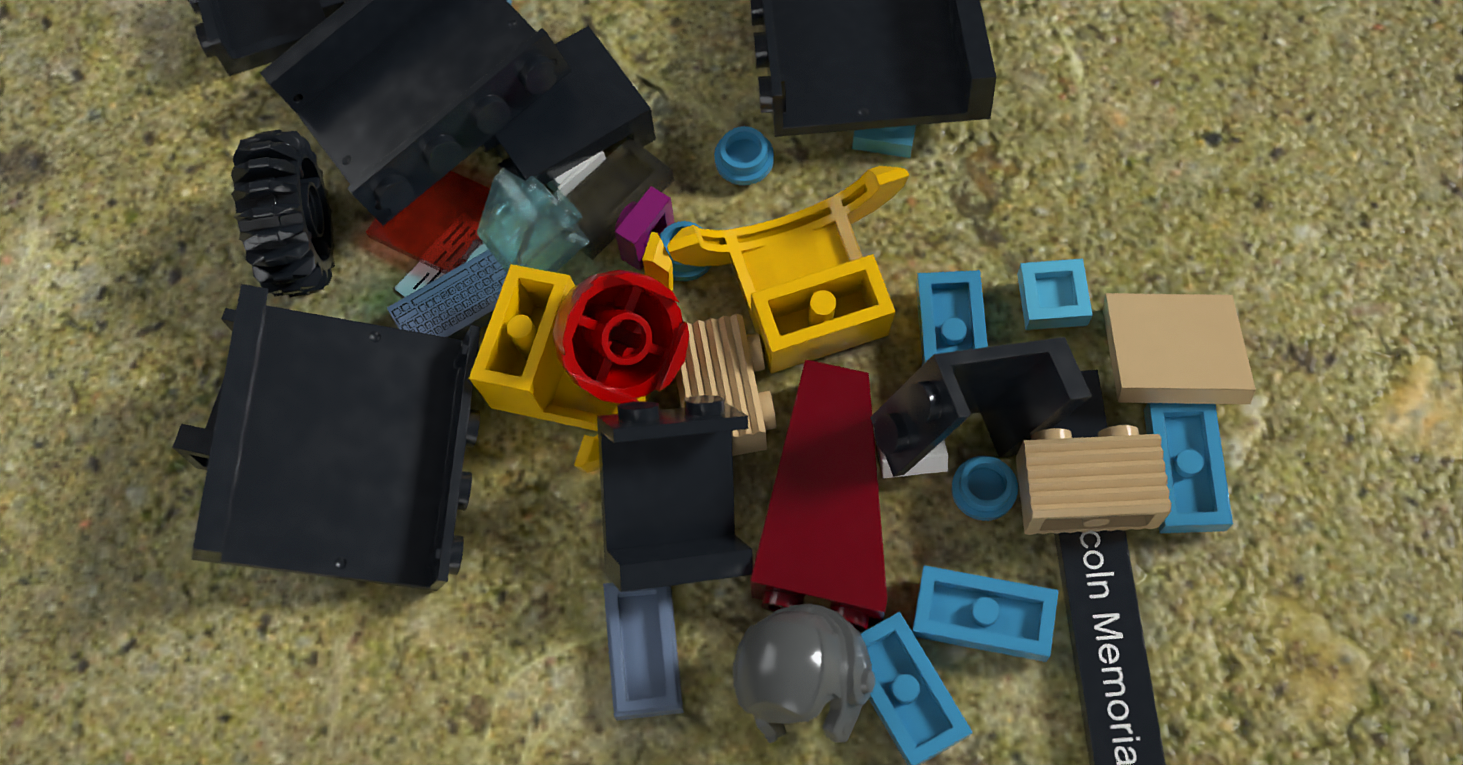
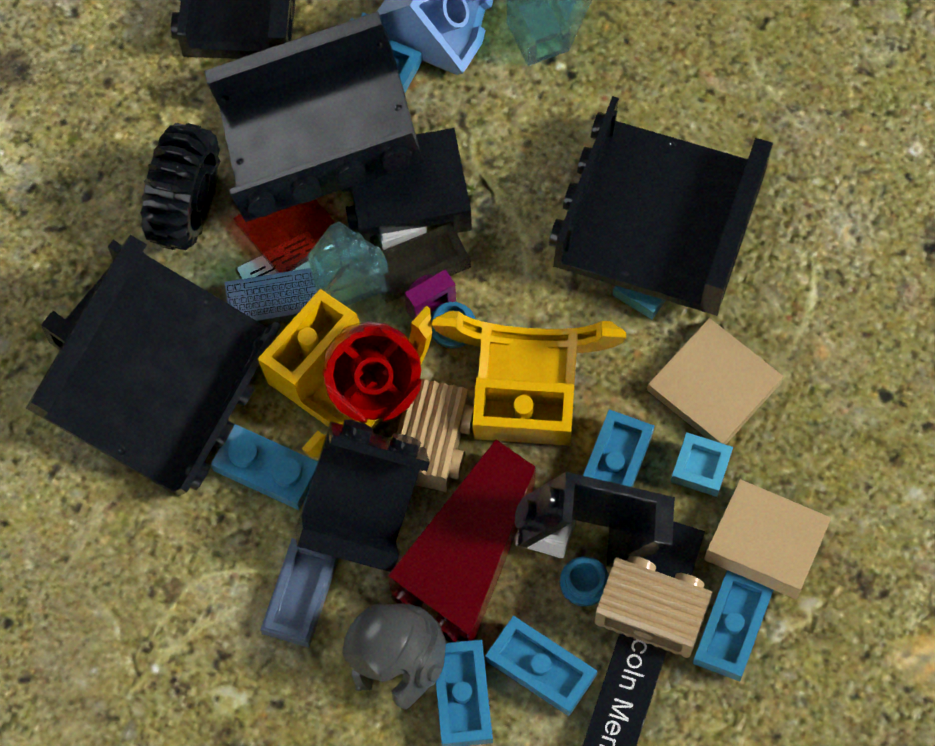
camera: 20 degrees right, 0 degrees up
(532, 509) = (265, 466): none -> dark azure plate
(744, 156) = (527, 271): dark azure plate -> none
(1019, 197) = (715, 383): none -> tan tile

